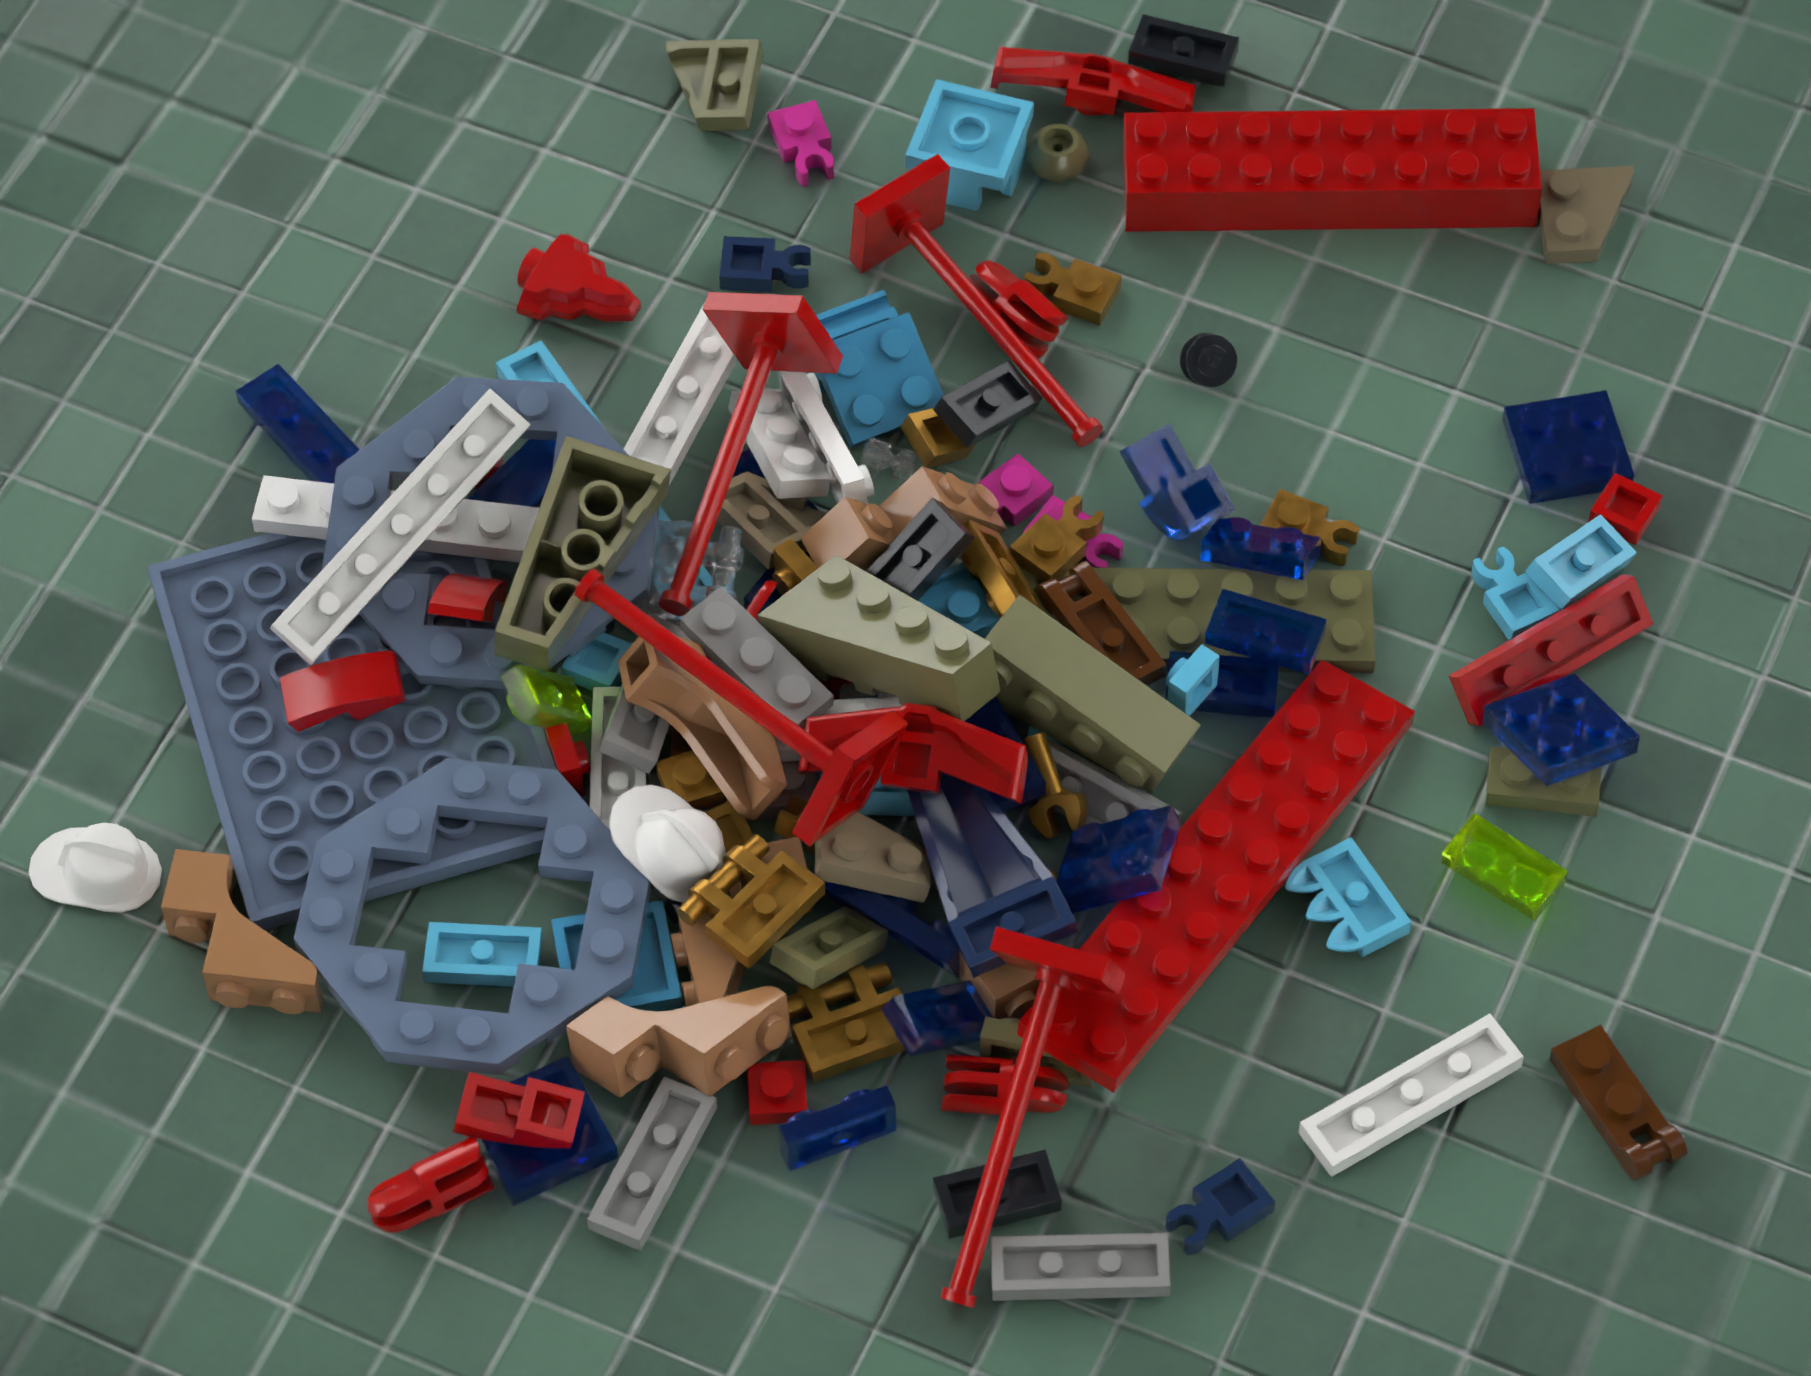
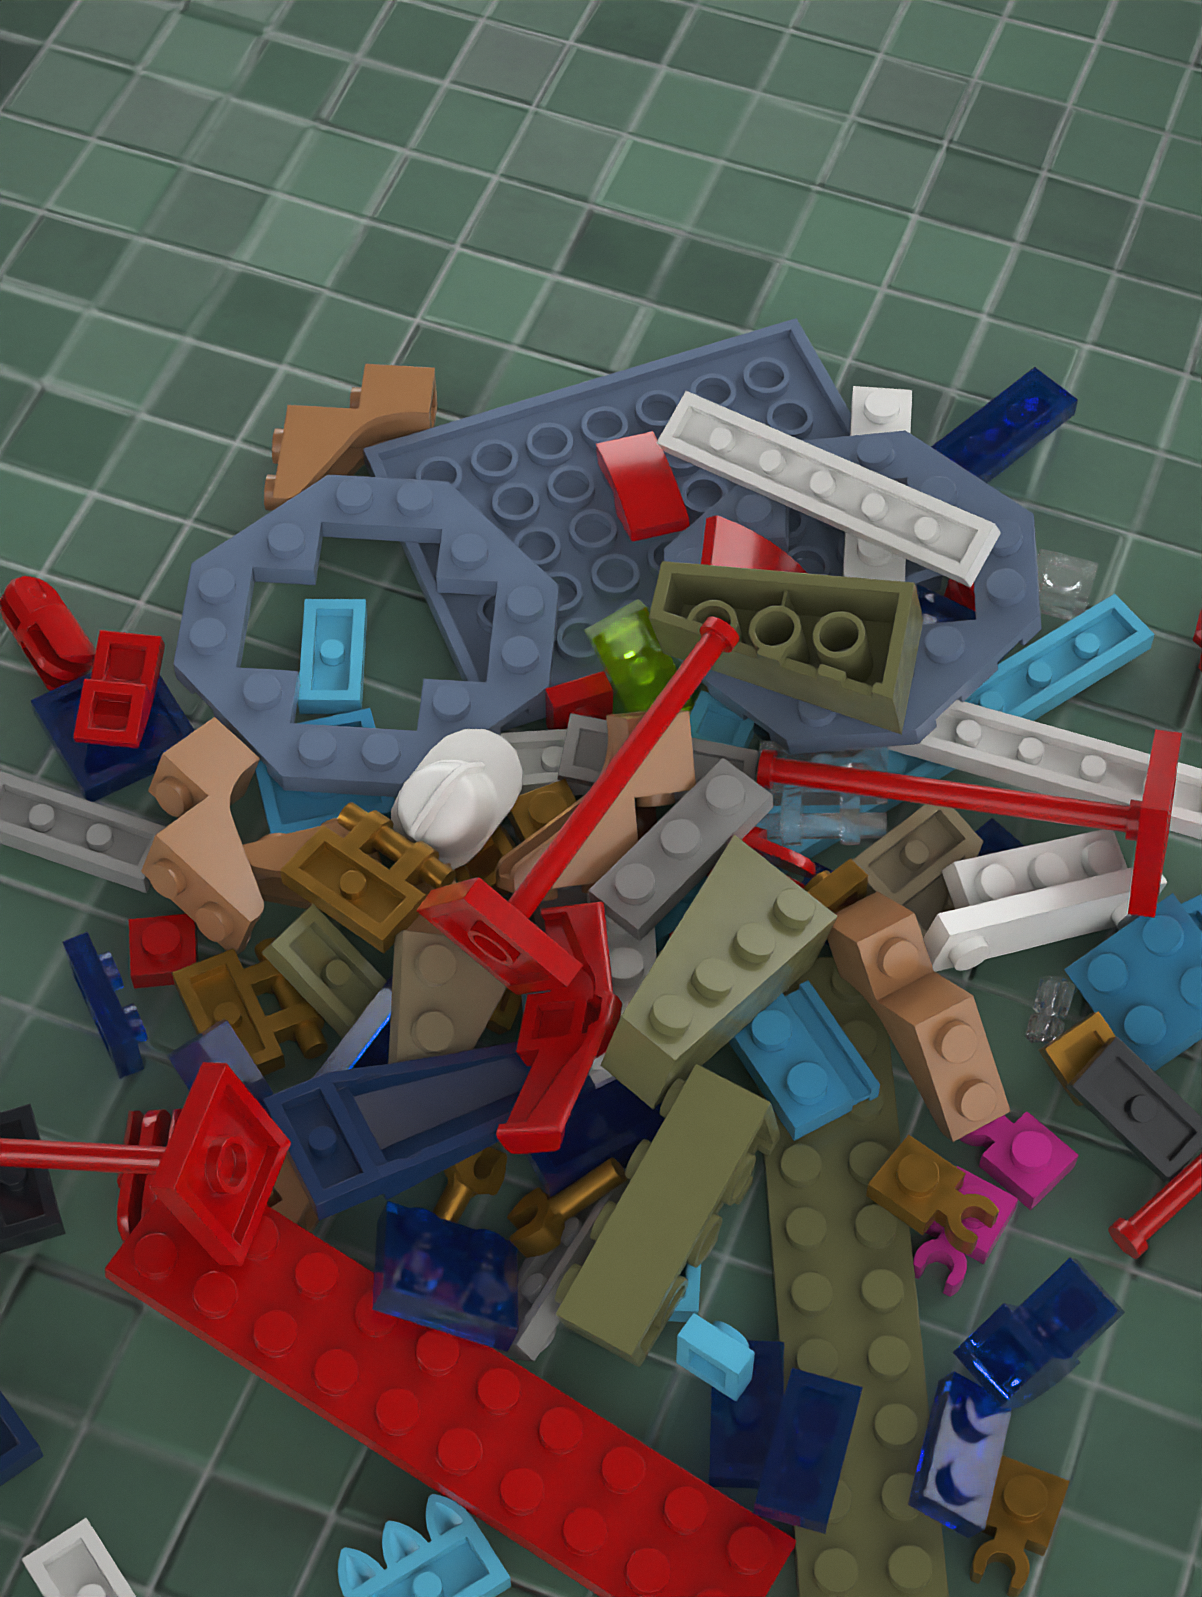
camera: 85 degrees right, 0 degrees up
(96, 868) = (442, 330): white piece -> none
(922, 550) = (848, 1008): plate -> none
(993, 563) = (860, 1121): pearl gold plate -> none
(1101, 622) = (791, 1248): reddish brown plate -> none

